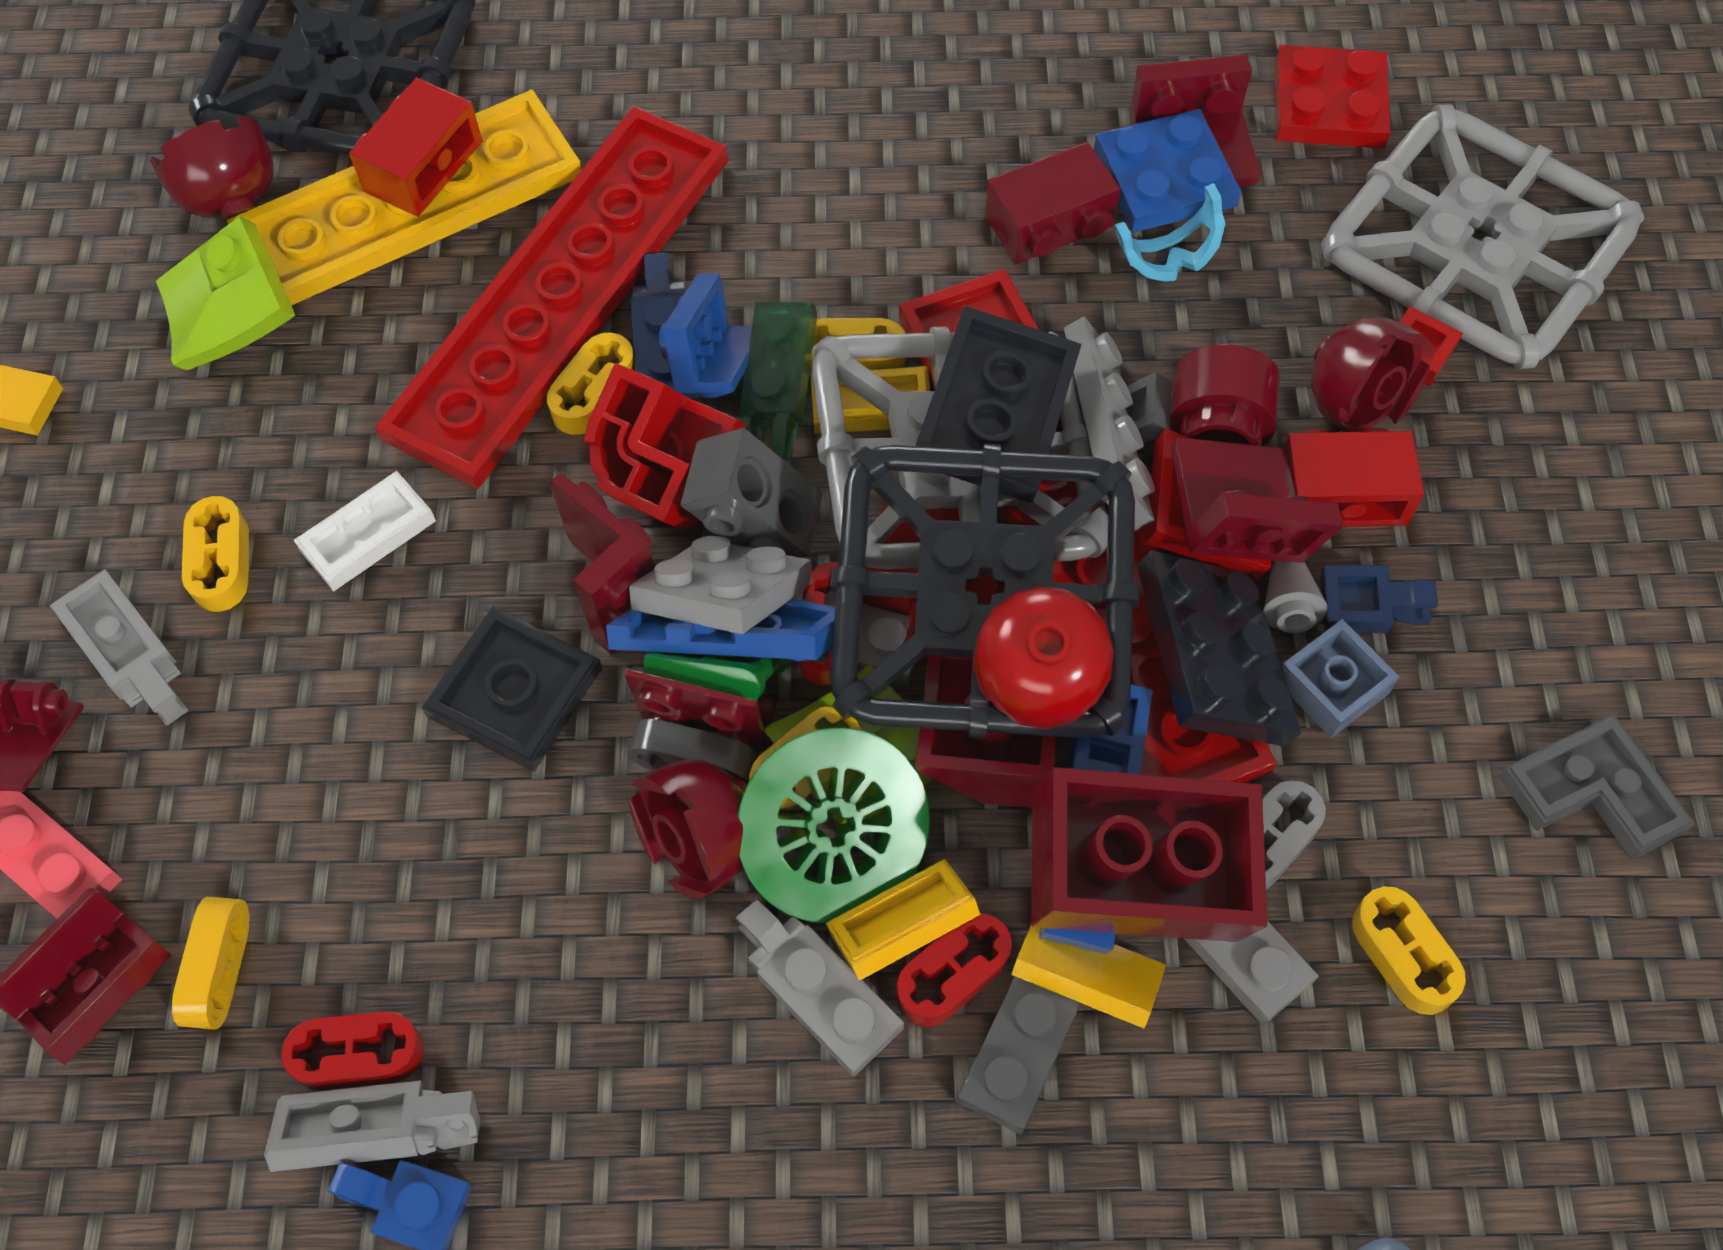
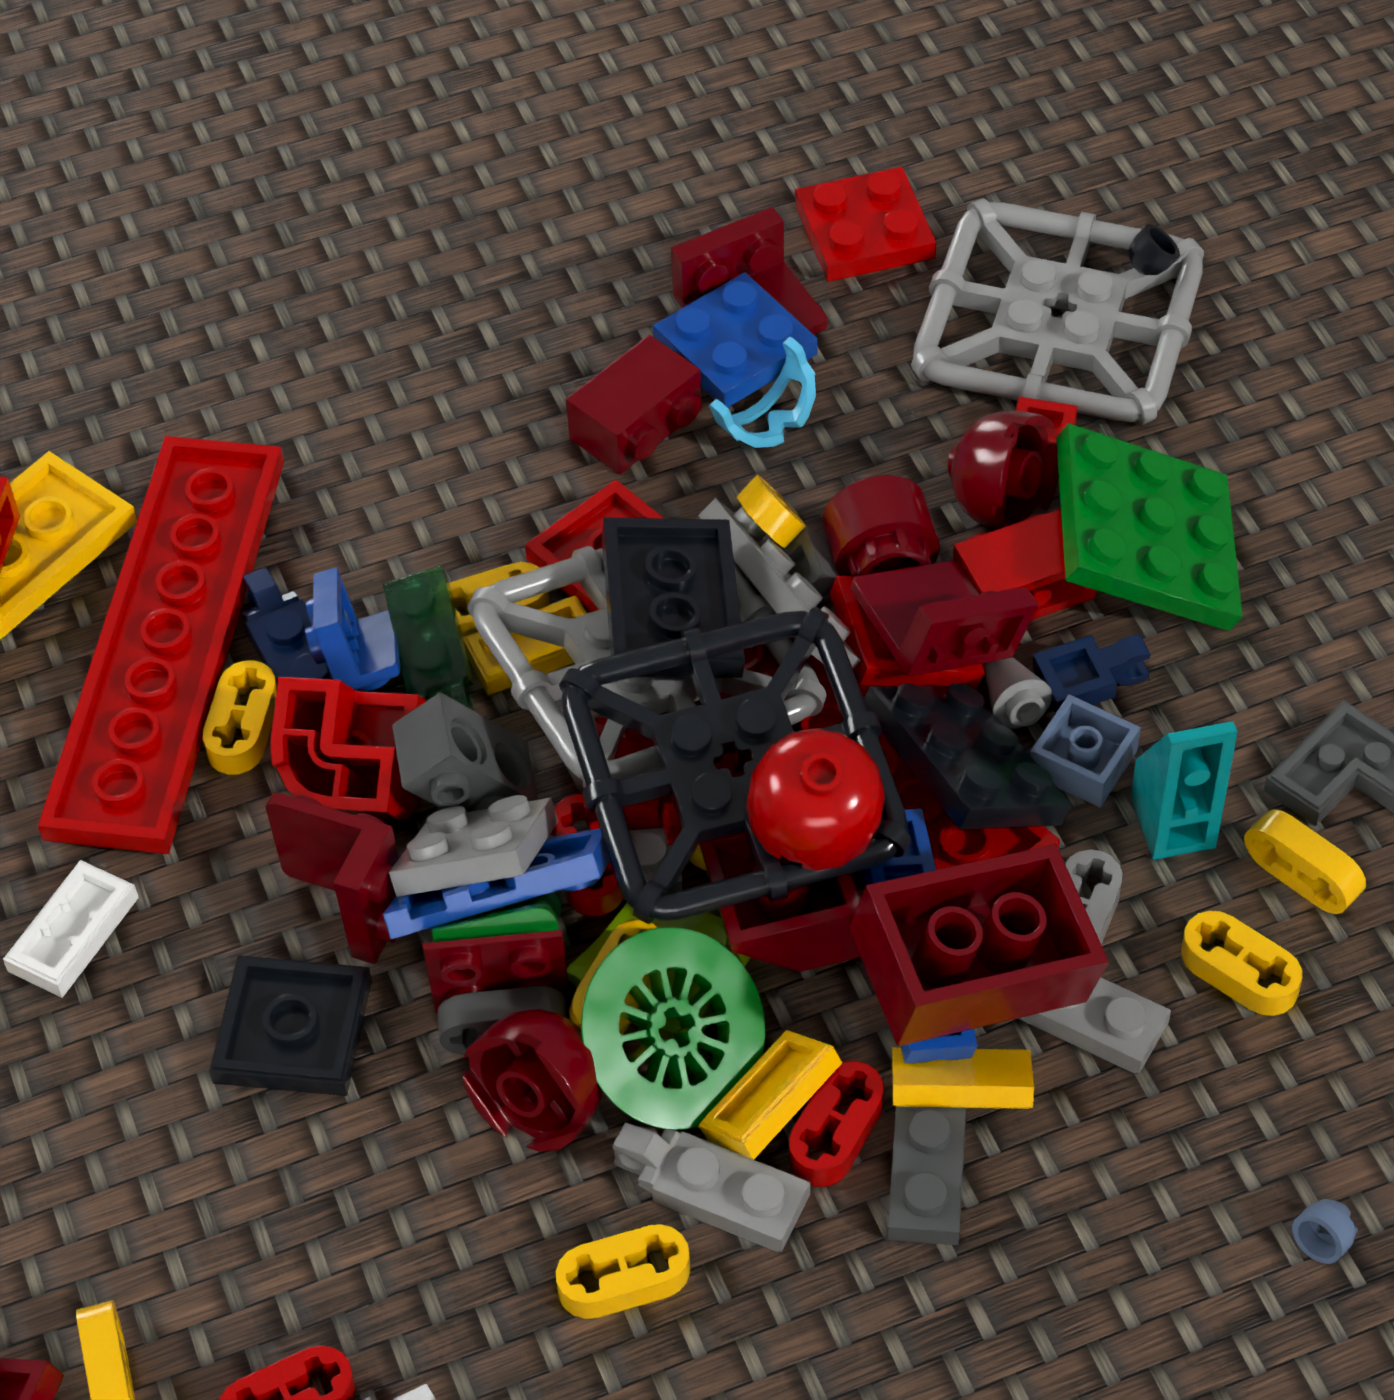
camera: 20 degrees left, 10 degrees down
(698, 1025) = (623, 1271): none -> yellow beam
(1131, 345) = (770, 511): none -> yellow beam
(1416, 760) = (1183, 789): none -> teal slope
(1483, 477) = (1147, 527): none -> green plate
(1512, 870) = (1305, 861): none -> yellow beam
(1594, 203) = (1153, 251): none -> black hinge

